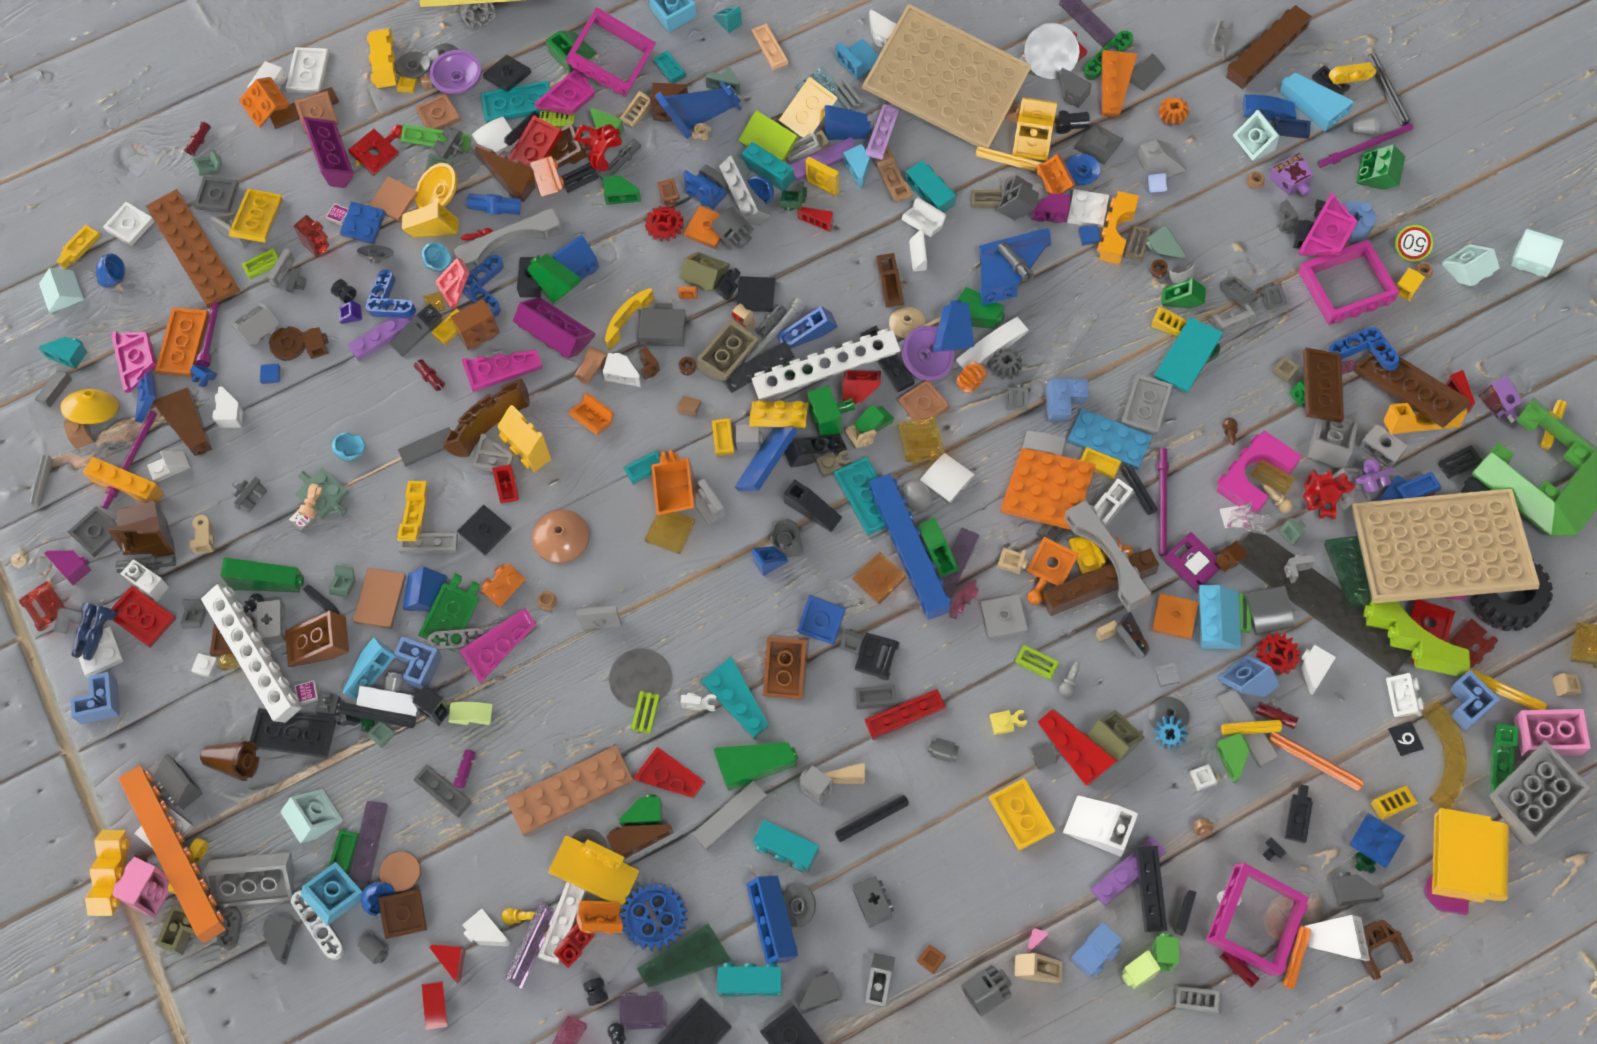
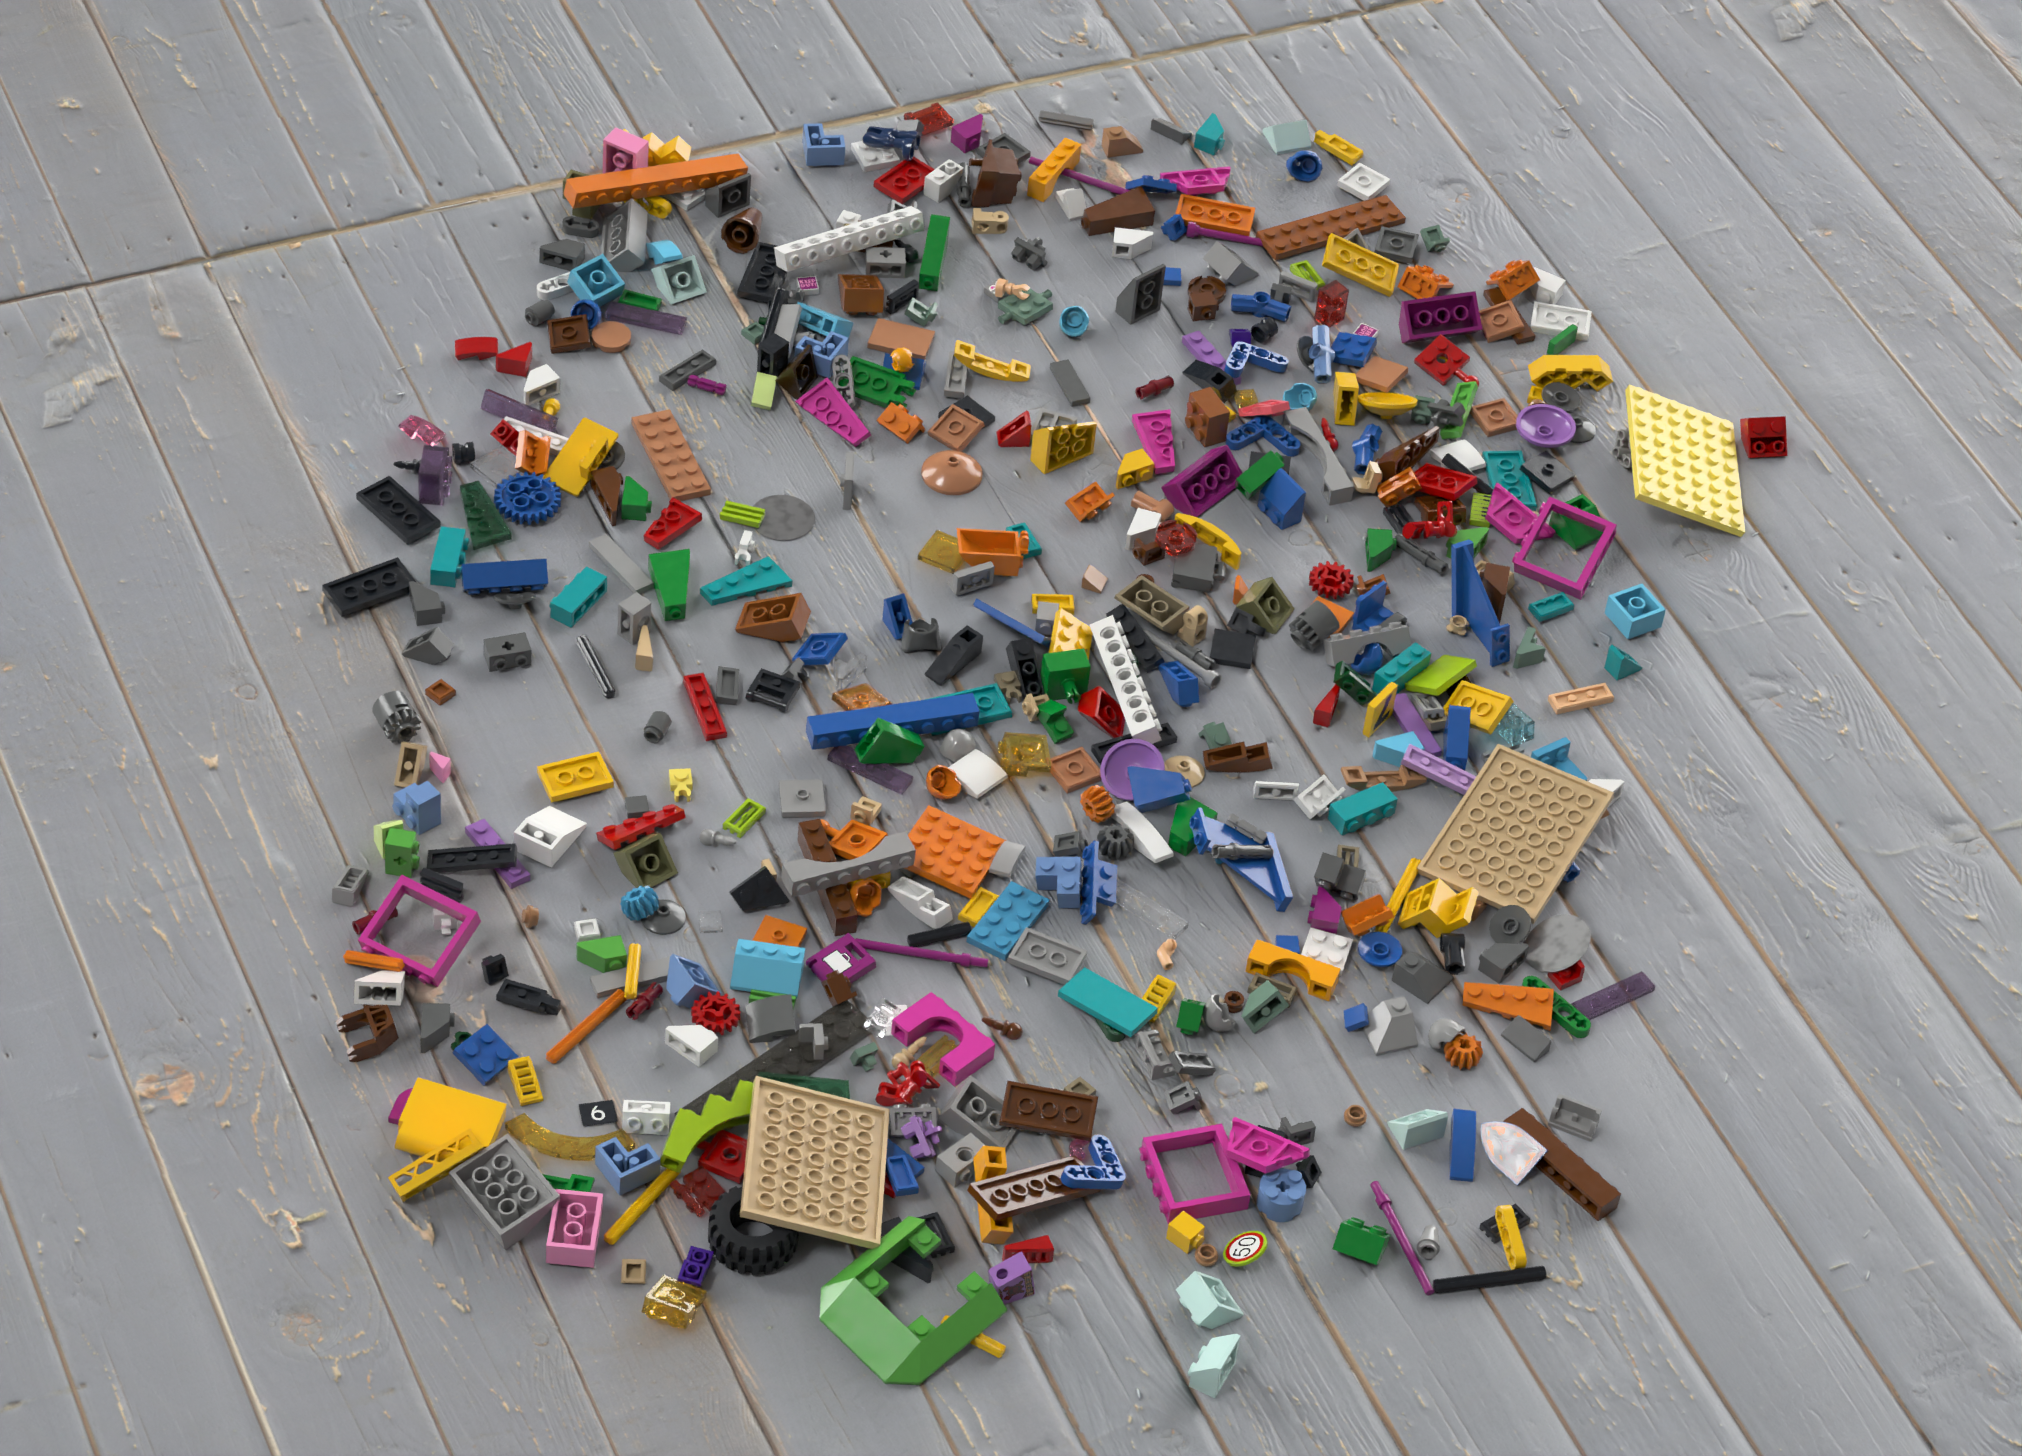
camera: 85 degrees right, 20 degrees down
(89, 406) = (1141, 147): yellow dish -> none
(197, 138) = (1470, 234): dark red pin -> none
(269, 169) = (1423, 282): none -> orange bracket
(279, 831) = (663, 251): none -> medium azure slope
(312, 287) = (1260, 306): none -> blue piece
(312, 389) = (1141, 295): none -> dark grey slope
(339, 66) = (1562, 340): none -> green tile
(364, 241) = (1321, 354): none -> medium blue piece
(430, 584) = (901, 359): none -> light orange piece
(446, 684) = (799, 373): none -> dark brown slope
(484, 416) = (1109, 429): reddish brown brick -> none
(506, 535) = (956, 428): none -> nougat tile
(536, 199) = (1371, 479): none -> tan bracket
(542, 383) = (1134, 469): none -> yellow slope
(546, 600) = (878, 454): medium nougat plate -> none
(645, 345) = (1184, 541): none -> clear red plate
(865, 298) = (1215, 735): none -> sand green bracket
(965, 596) = (831, 766): clear pink slope -> none
(969, 501) = (942, 782): none -> orange hair
(983, 263) = (1246, 828): none -> light grey axle
(1042, 78) = (1506, 918): none -> dark grey dish
(1061, 368) = (1098, 882): none -> blue bracket
(1116, 320) = (1165, 952): none -> light nougat arm
(1165, 119) = (1444, 1031): none -> light grey hair
(1268, 74) = (1511, 1149): none -> shield
(1292, 127) = (1434, 1169): dark blue tile -> none
(1292, 175) = (1357, 1150): medium lavender torso -> none
(1315, 101) = (1469, 1195): medium azure slope -> none
(1526, 852) = (439, 1169): none -> yellow fence
(1553, 636) = (696, 1266): none -> dark purple slope

